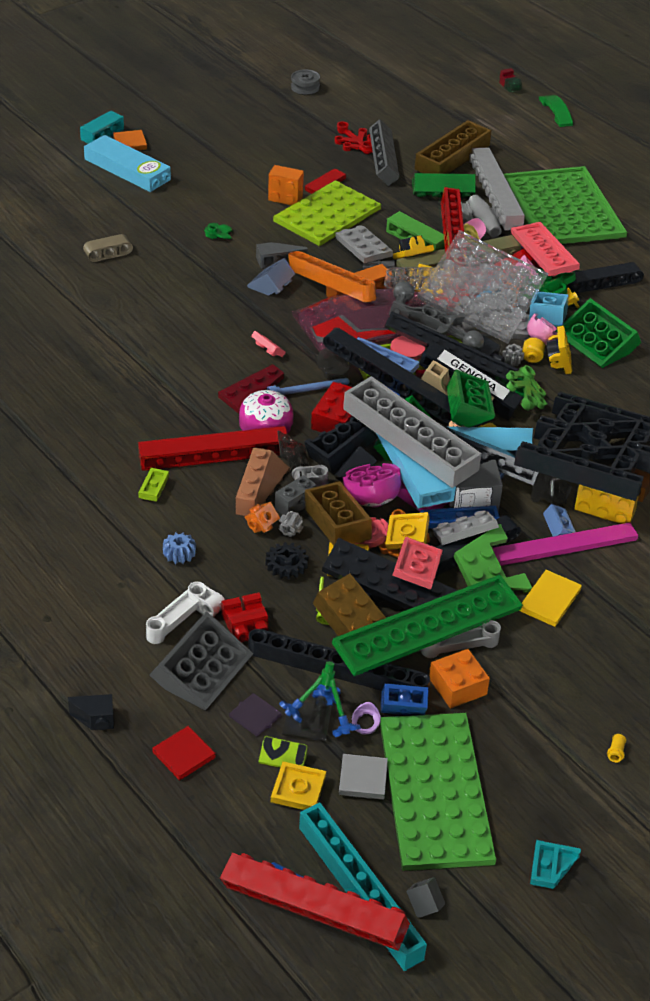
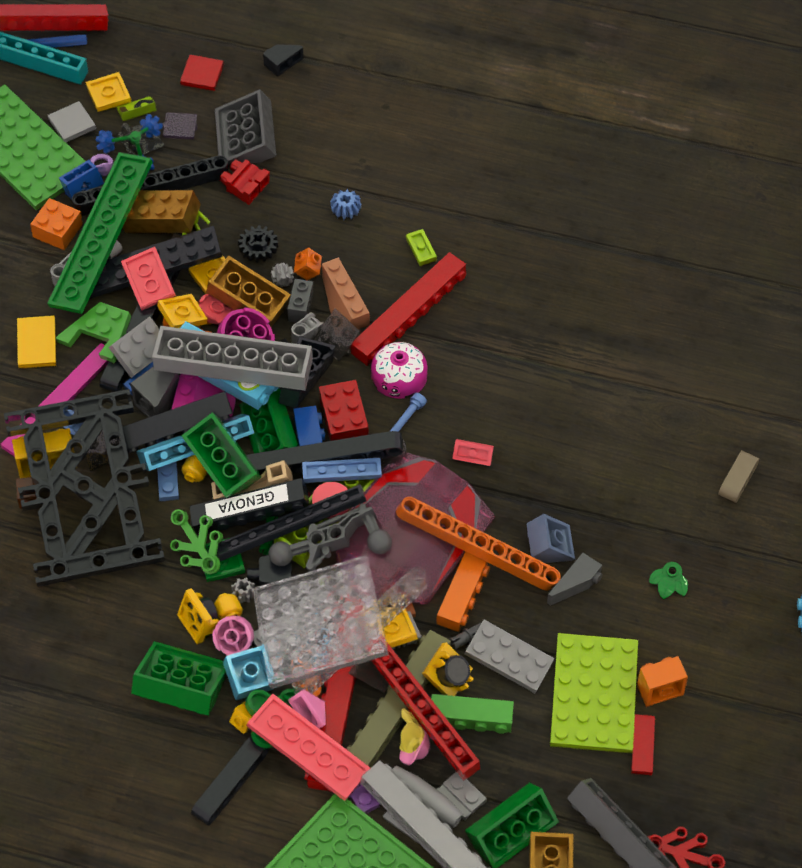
camera: 145 degrees right, 15 degrees up
(196, 597) = (294, 173): white piece -> none
(236, 393) = (443, 394): dark red wing -> none

